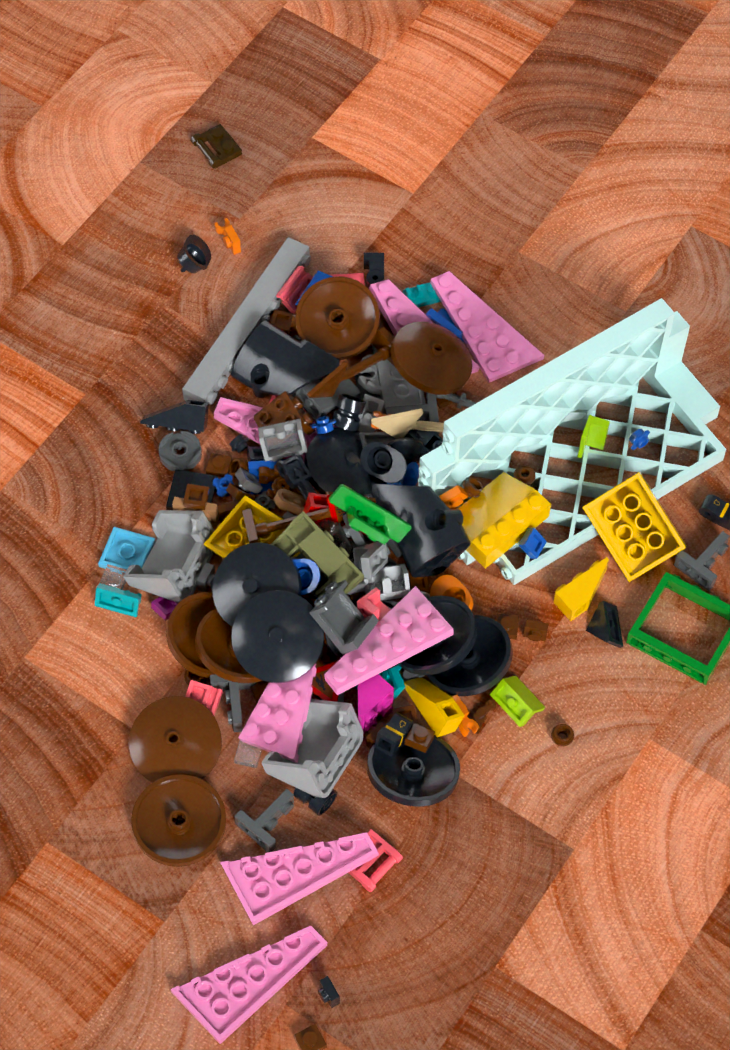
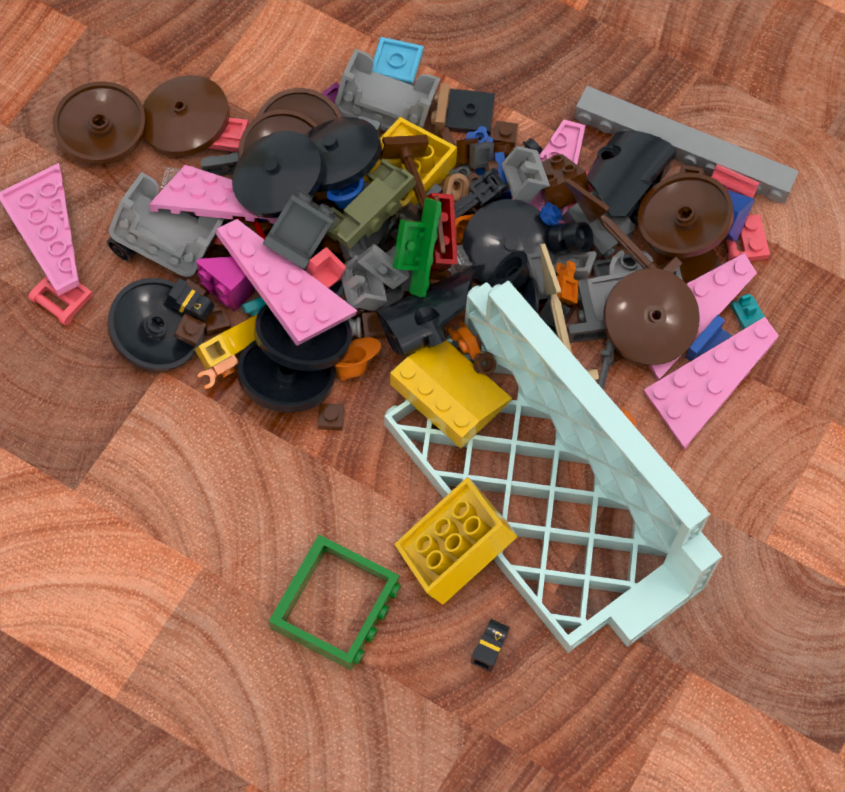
camera: 85 degrees right, 5 degrees up
(113, 577) = (366, 46): clear plate -> none
(117, 600) = (337, 60): teal plate -> none
(185, 461) = (516, 107): dark grey plate -> none
(186, 415) = (556, 92): black slope -> none
(194, 255) = (765, 88): black piece -> none
(196, 496) = (446, 99): reddish brown plate -> none
(231, 238) = (793, 121): orange plate -> none
(266, 821) = (94, 193): dark grey bracket -> none
(375, 264) = (774, 266): black leg -> none
(480, 716) = (225, 394): reddish brown piece -> none
(516, 700) = (242, 429): lime panel -> none
(525, 470) = (504, 424): reddish brown plate -> none
(532, 543) = (419, 427): blue plate -> none
(535, 630) = (322, 443): reddish brown plate -> none
(562, 729) = (202, 468): reddish brown plate -> none
(577, 595) = (374, 490): yellow slope -> none
(594, 434) = (557, 476): lime panel -> none
(606, 624) = (336, 519): black slope -> none
(639, 438) = (567, 540): blue plate -> none
(700, 569) = (422, 624): dark grey bracket -> none

